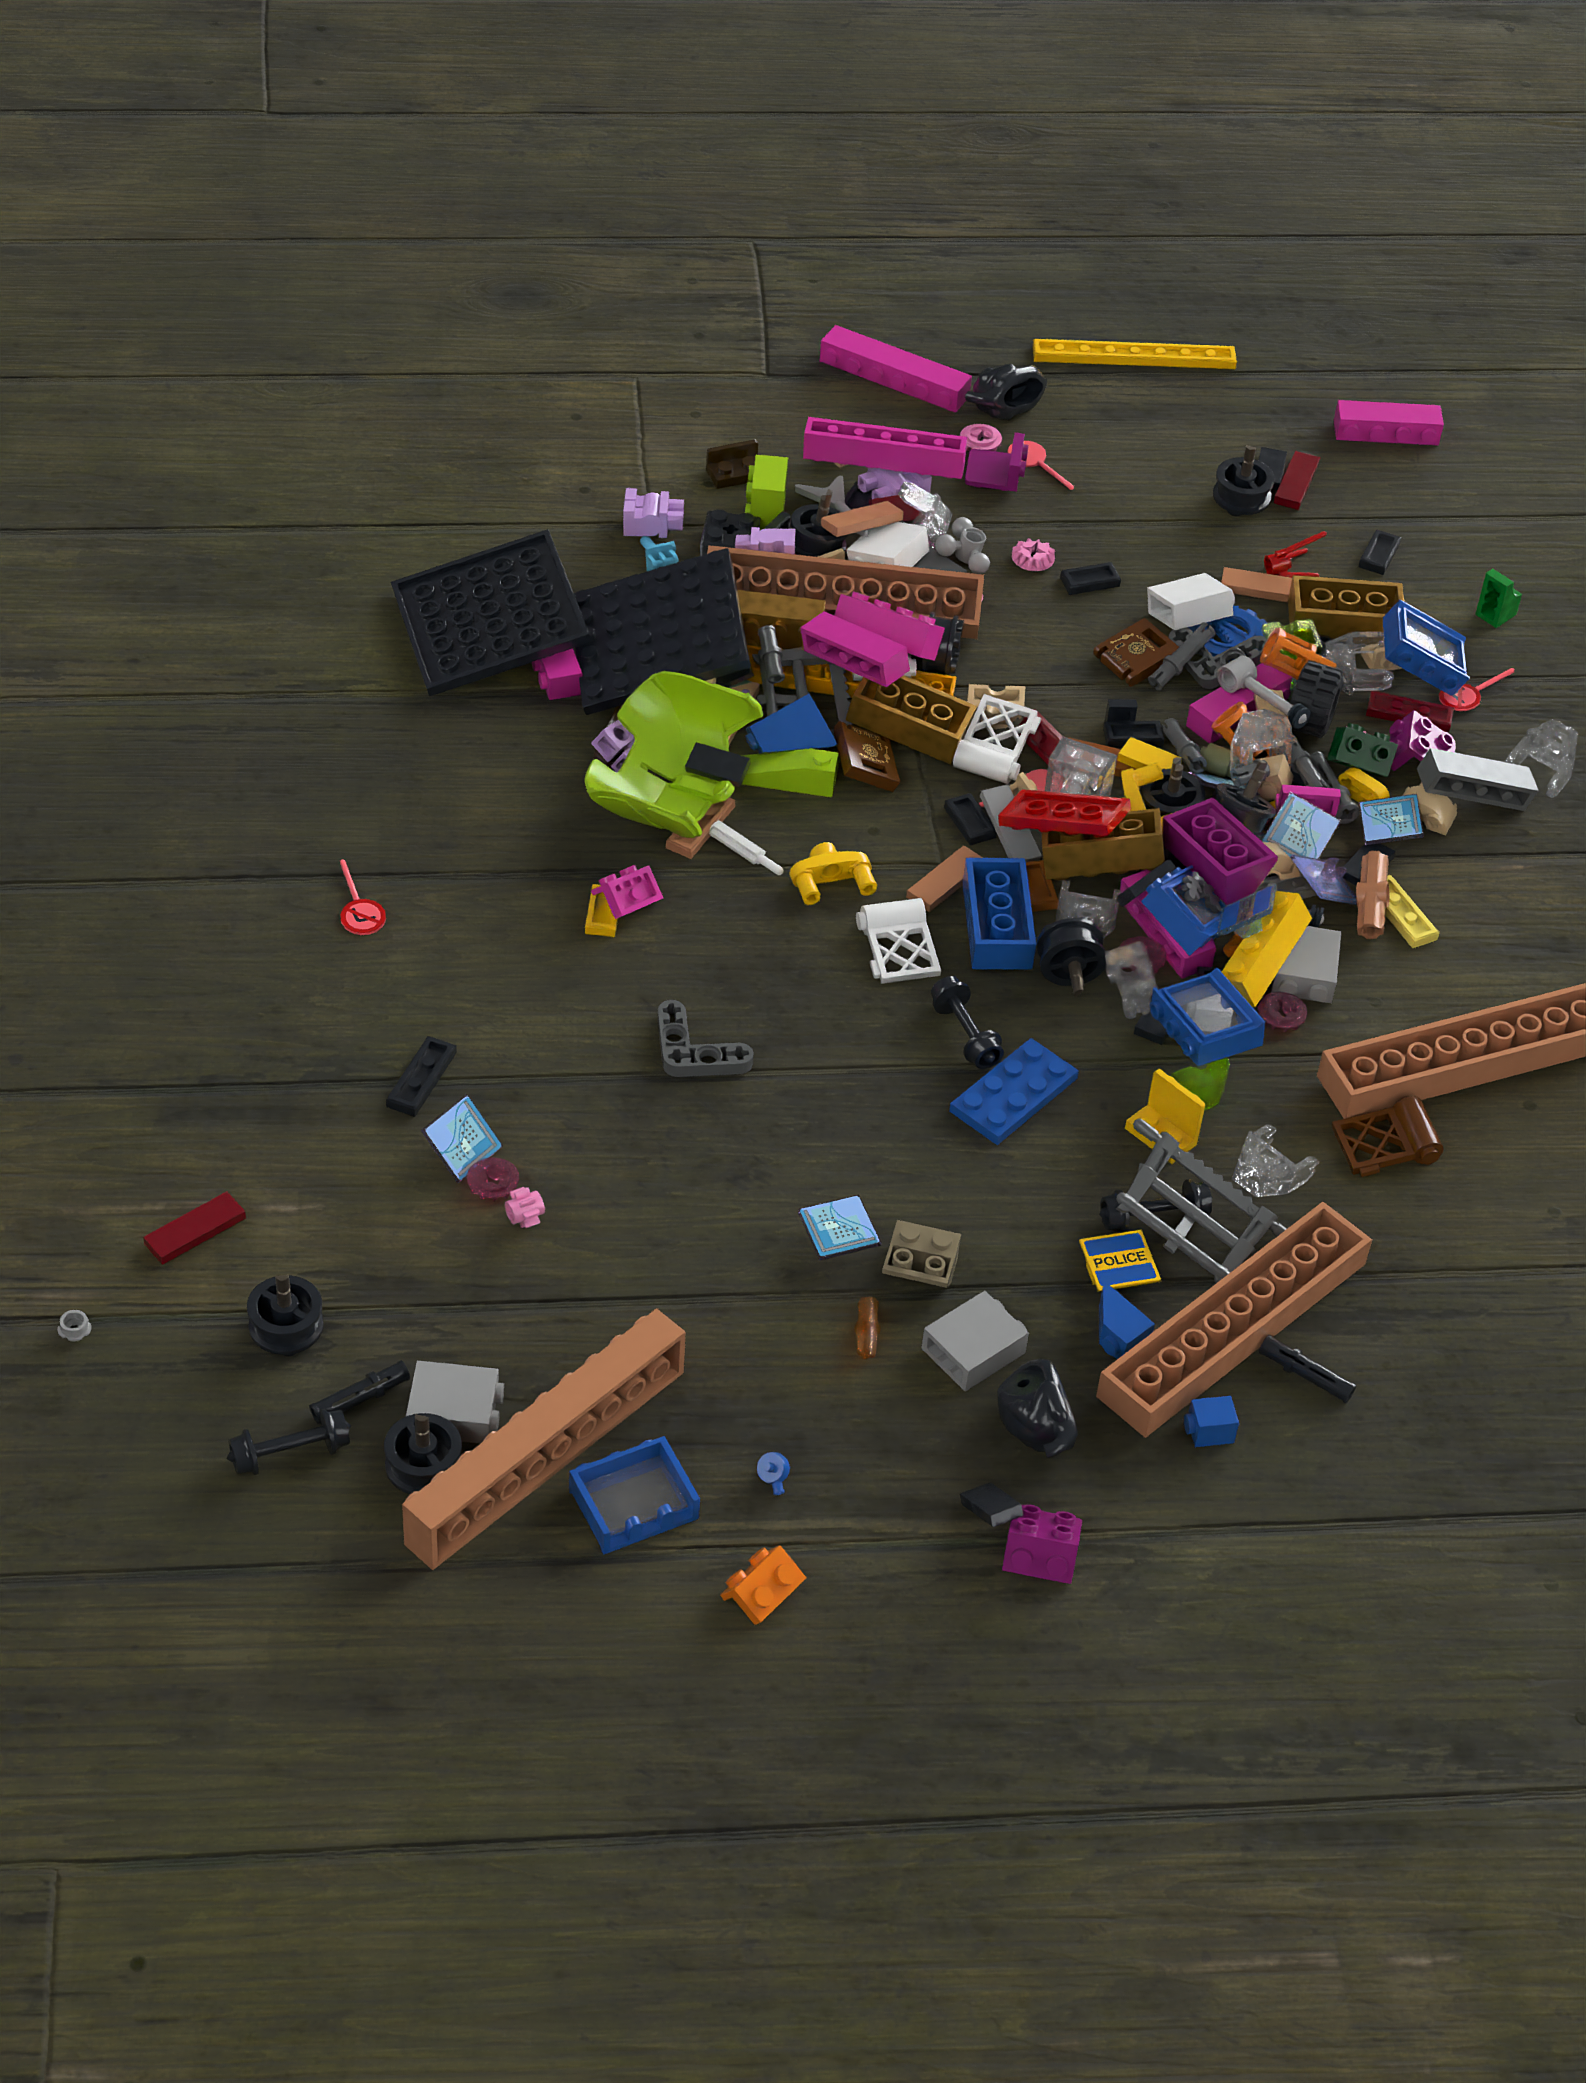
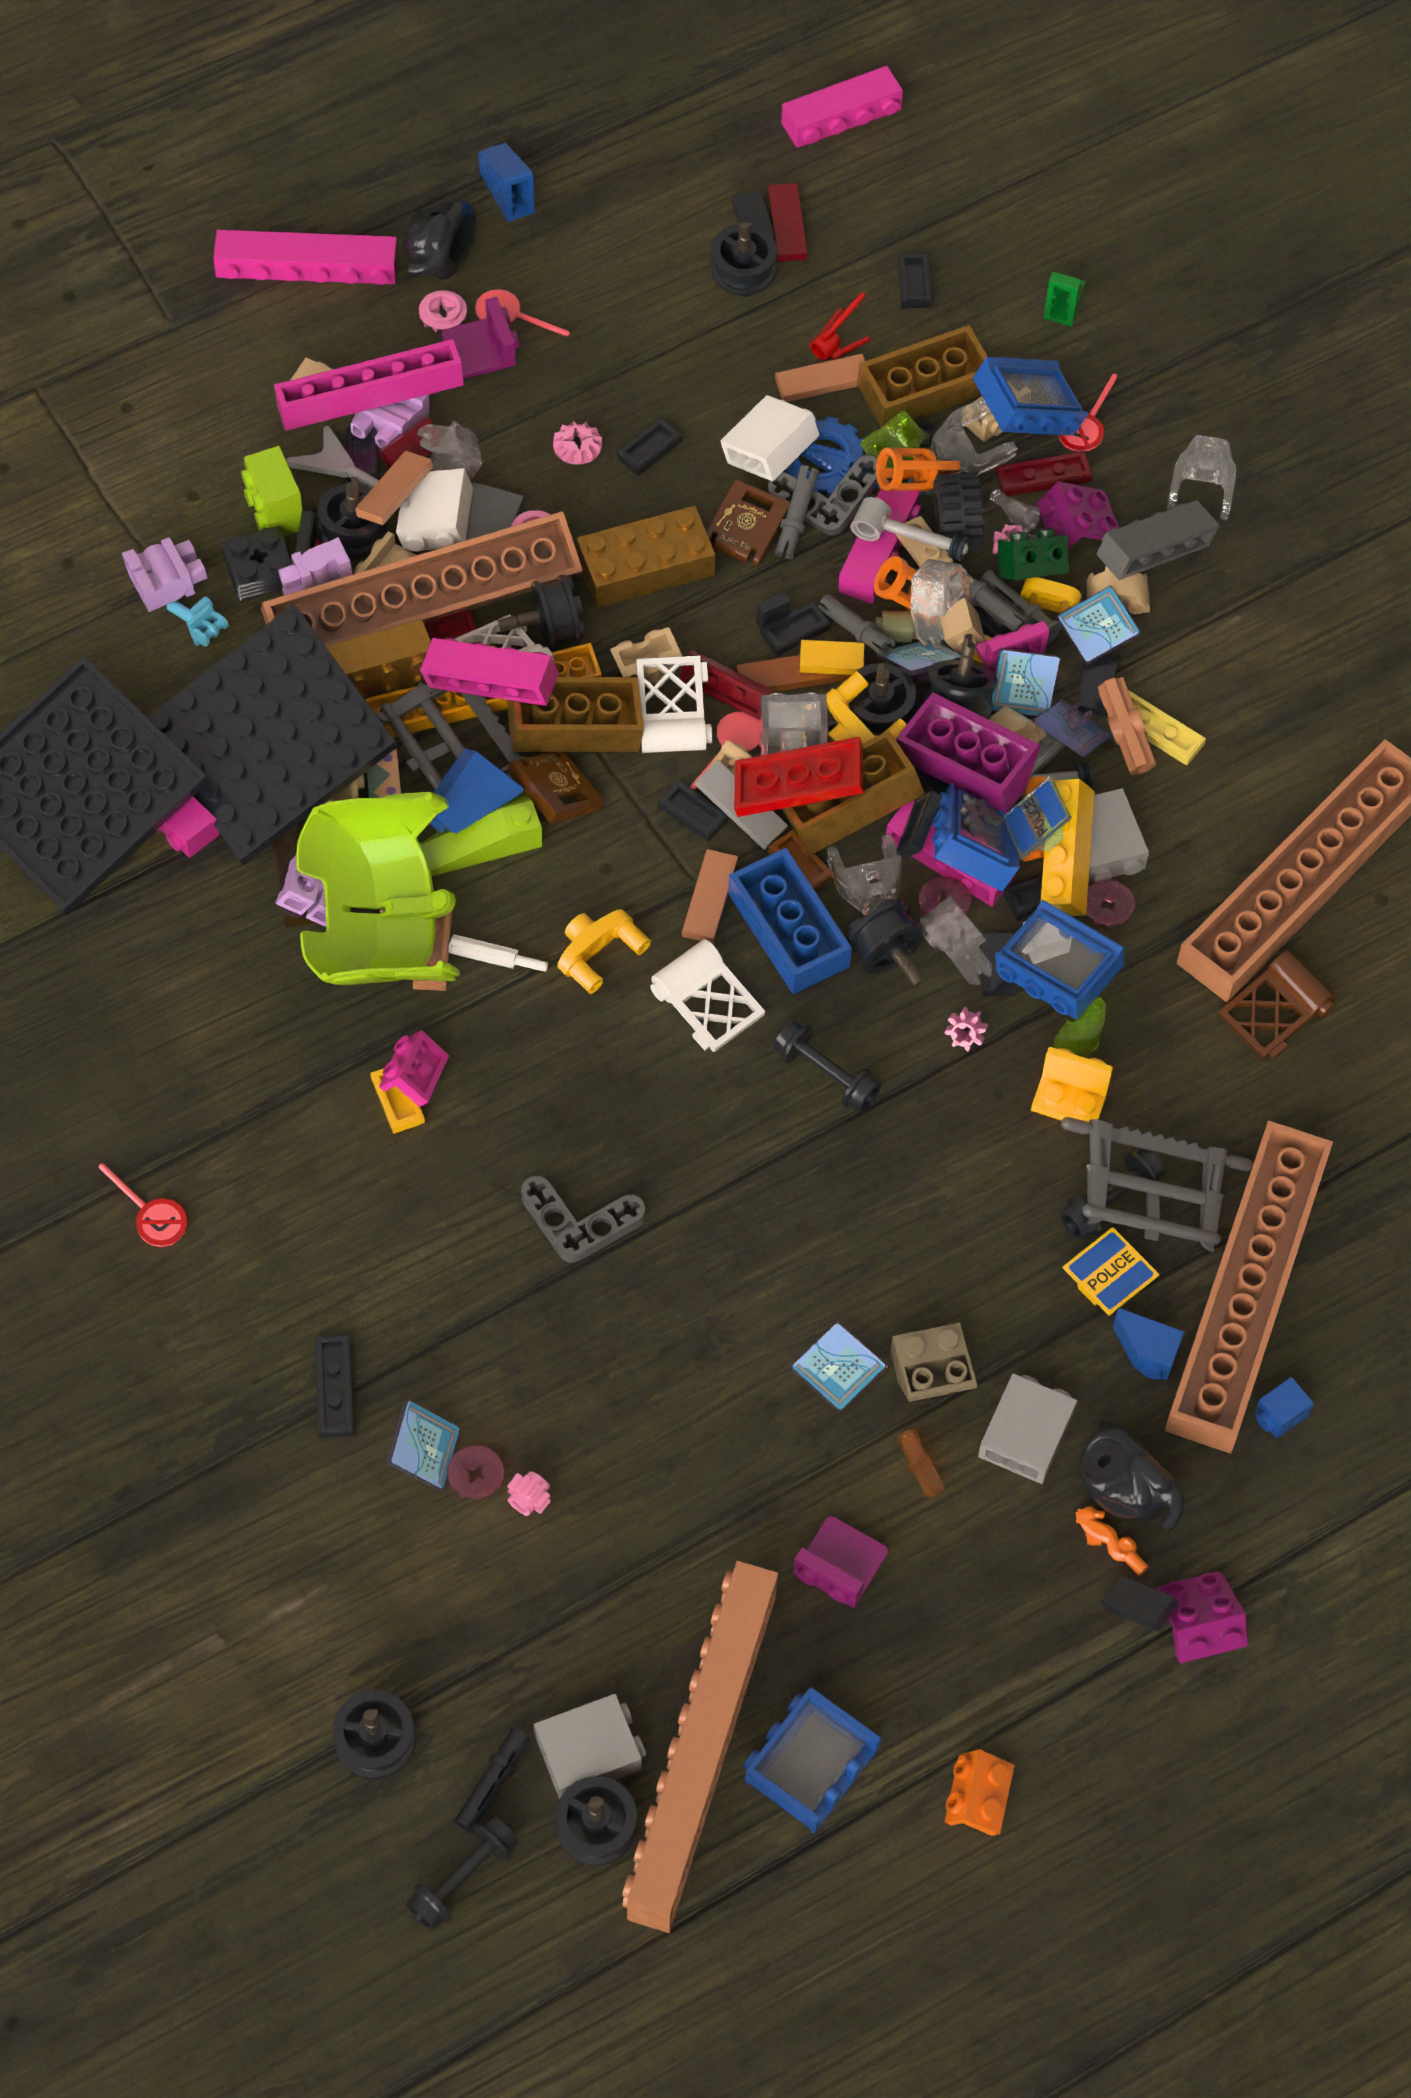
camera: 25 degrees left, 15 degrees up
(77, 1320) = (169, 1840): light grey plate -> none
(194, 1227) = (219, 1675): dark red tile -> none
(717, 764) = (421, 873): black tile -> none
(730, 463) = (210, 463): dark brown bracket -> none
(751, 1366) = (840, 1561): none -> magenta bracket
(771, 654) = (400, 710): dark grey pin -> none
(773, 1470) = (922, 1665): piece -> none
(917, 634) = (502, 622): dark pink brick -> none
(968, 548) = (510, 465): light grey piece -> none
(992, 1445) = (1099, 1532): none -> orange animal
(1013, 1091) = (908, 1120): blue plate -> none
(1038, 641) = (646, 556): none -> pearl gold brick
(1084, 377) = (508, 181): none -> blue slope
(1102, 1044) = (962, 1037): none -> bright pink gear
(1134, 353) = (539, 122): yellow tile -> none
(1246, 773) = (951, 631): dark grey pin -> none
(1274, 1176) = (1205, 1098): clear piece -> none
(1308, 1369) = (1295, 1298): black pin -> none
(1370, 722) = (1017, 511): none -> clear cone

